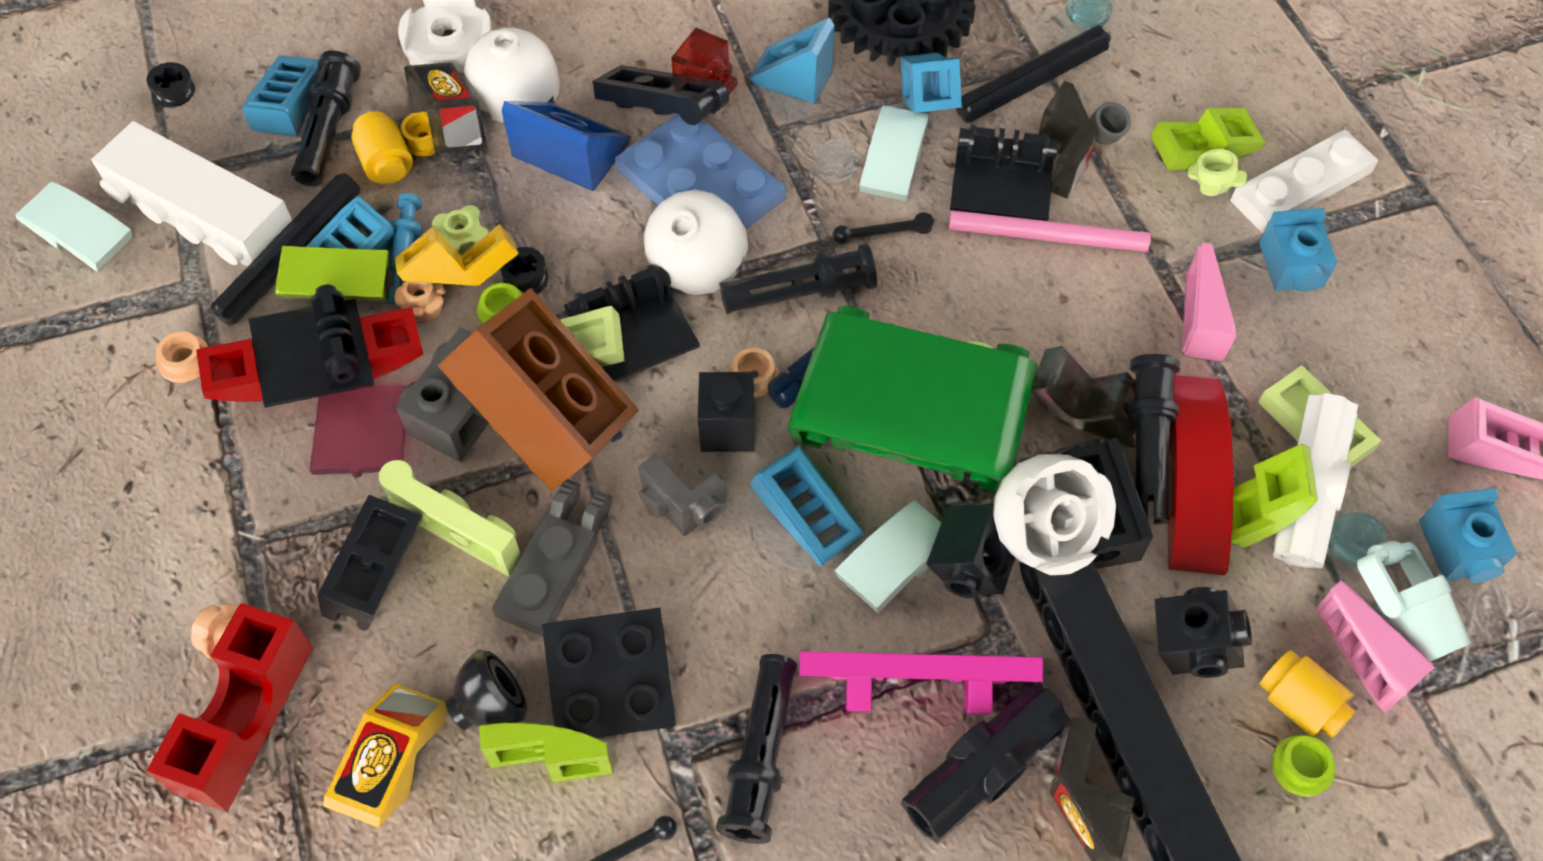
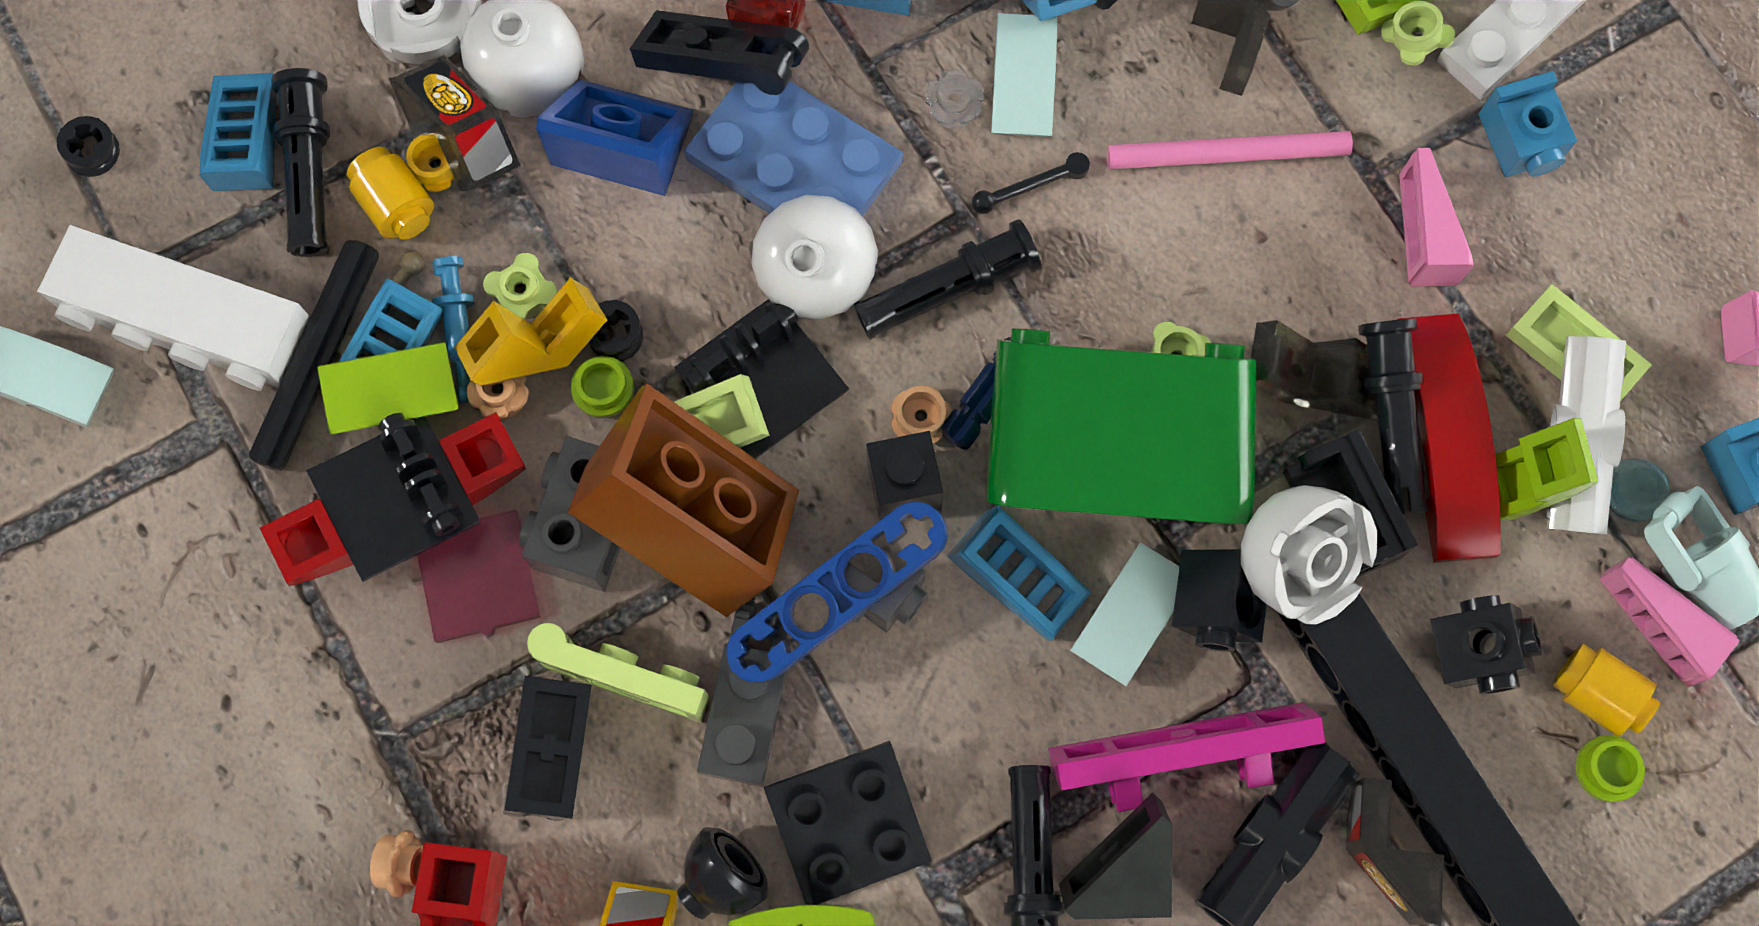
camera: 10 degrees left, 15 degrees up
(171, 353) = (222, 520): light nougat plate -> none
(648, 486) = (843, 600): none -> blue beam
(846, 760) = (1127, 871): none -> pearl dark grey slope
(1003, 173) = (1162, 83): black hinge -> none

